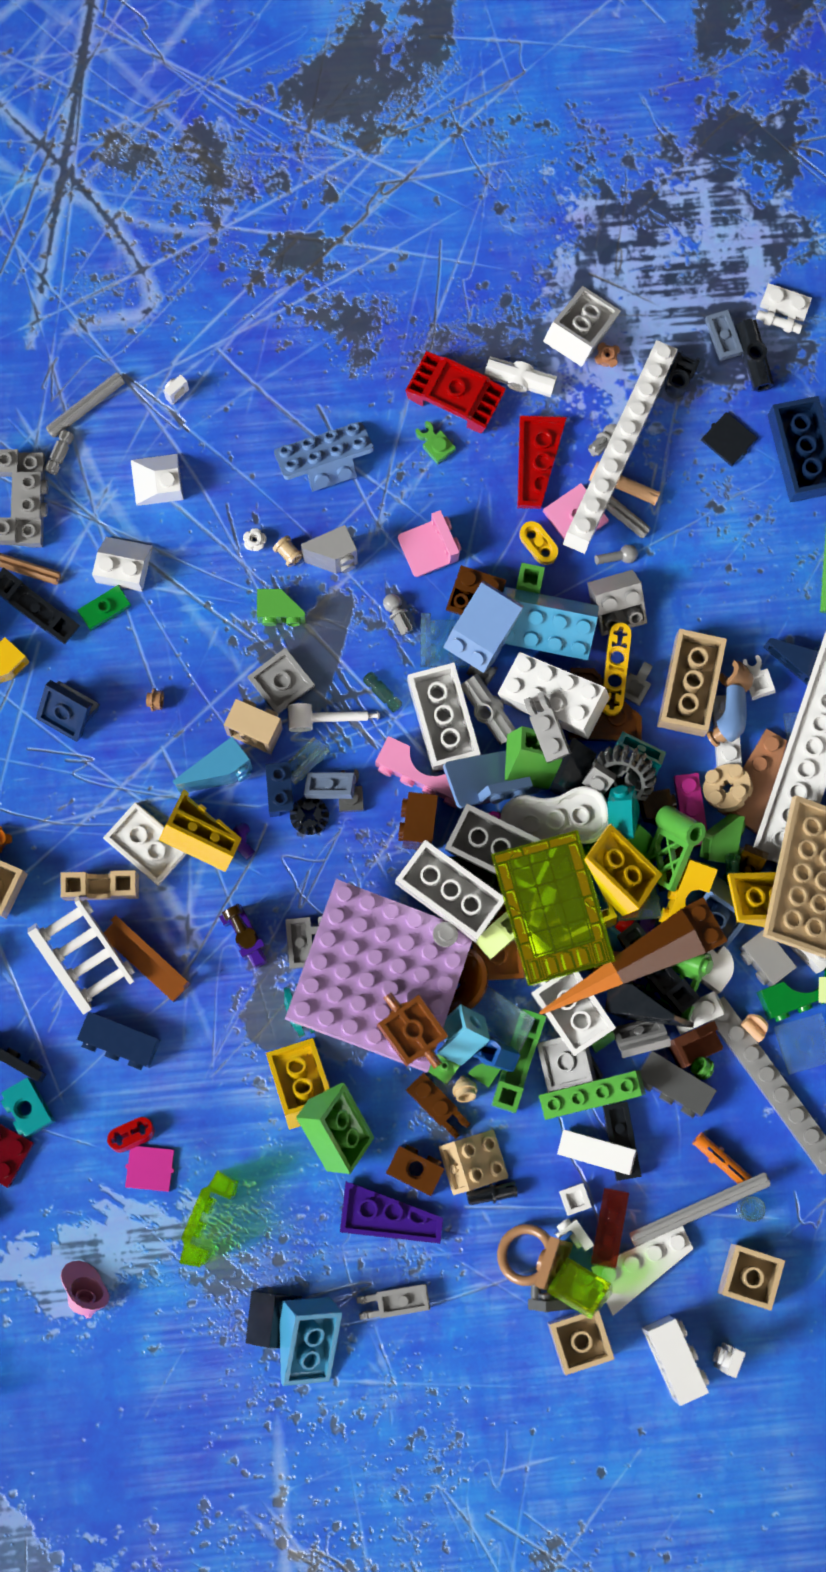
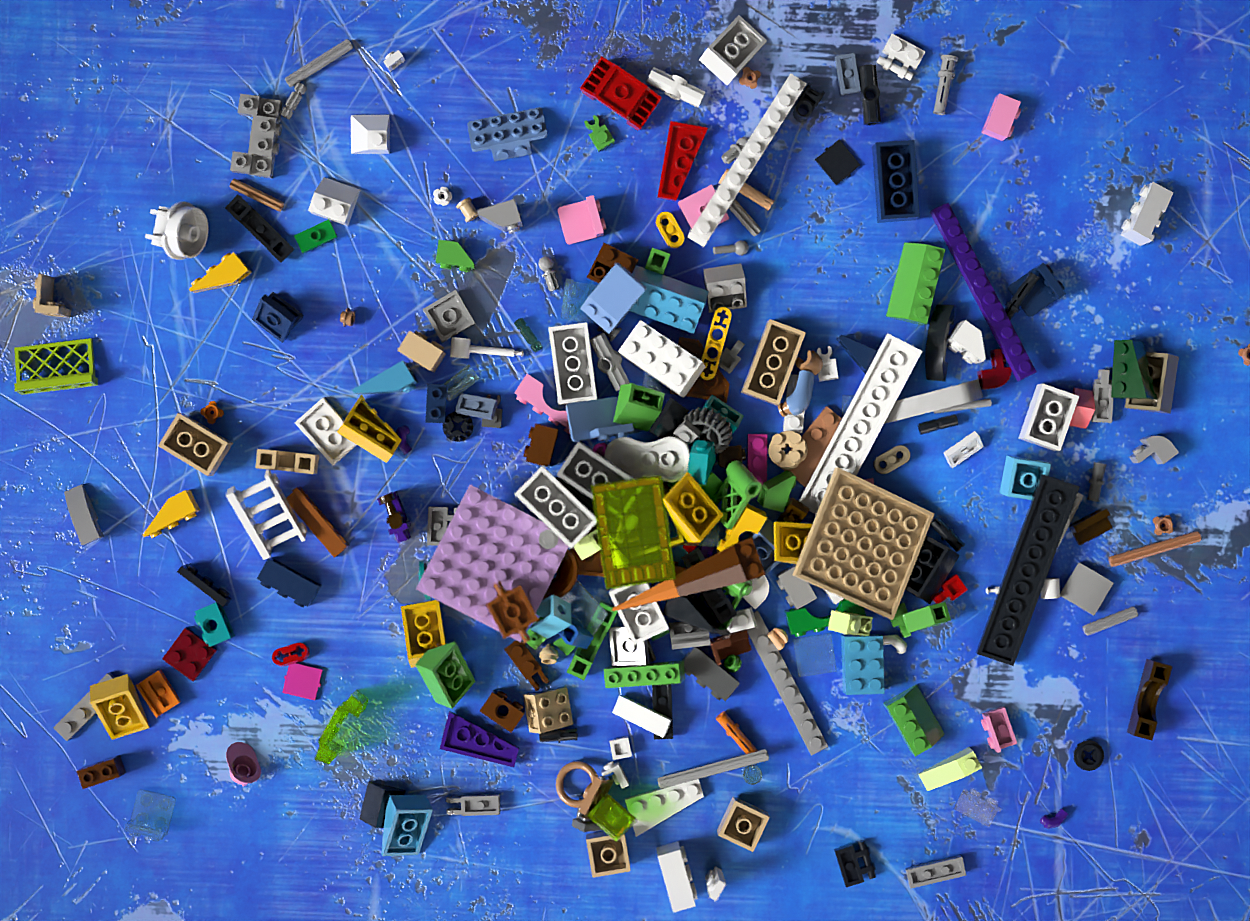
camera: 15 degrees right, 10 degrees up
(547, 729) = (651, 388): light grey hinge -> none
(610, 1228) = (643, 773): clear red plate -> none
(731, 865) = (780, 514): clear green pin -> none

